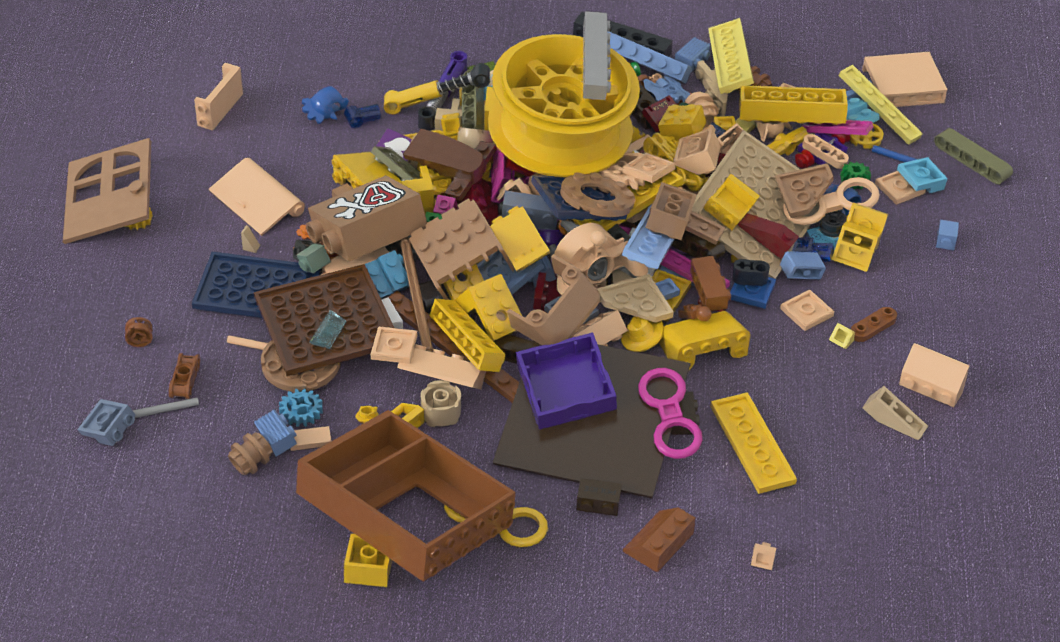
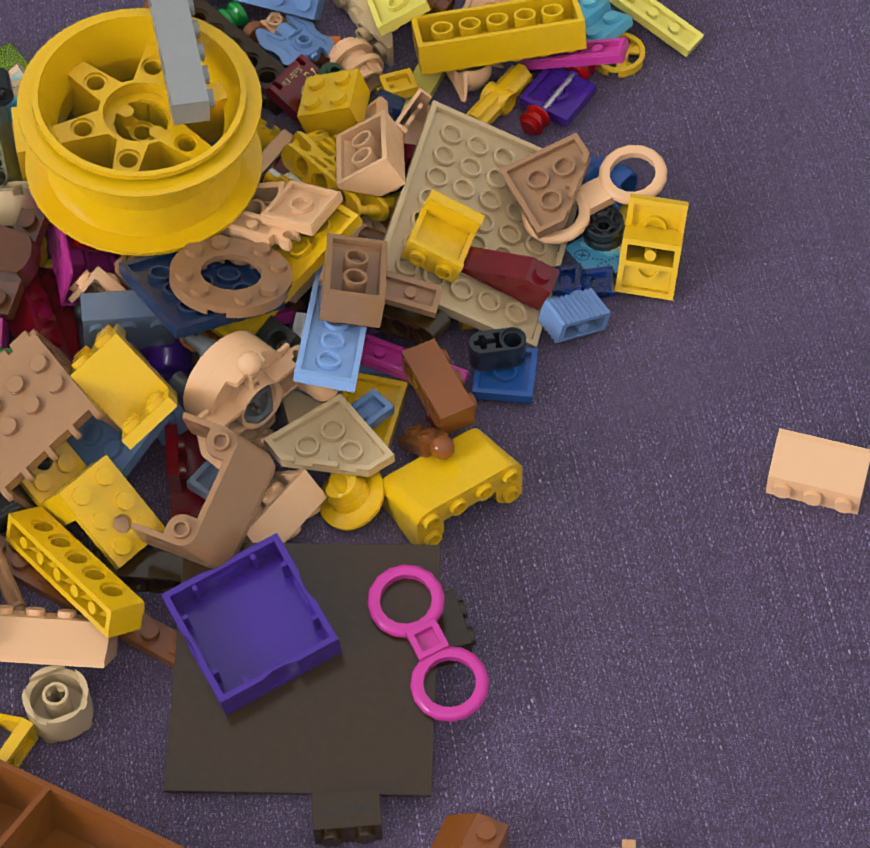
camera: 10 degrees left, 10 degrees up
(753, 443) = (567, 656): yellow plate -> none
(807, 310) = (596, 391): light nougat tile -> none
(815, 144) = (544, 100): light nougat beam -> none
(842, 336) = (661, 427): light yellow slope -> none
(855, 170) = (618, 130): green gear -> none
(874, 324) = (702, 402): dark orange plate -> none
(888, 153) = (675, 82): blue bar -> none
(893, 413) = (772, 552): tan slope -> none
(897, 187) = (689, 135): light nougat tile -> none
(923, 175) = (721, 111): medium azure plate -> none
(947, 235) = (781, 209): medium blue brick -> none
(973, 156) = (789, 58): olive beam -> none

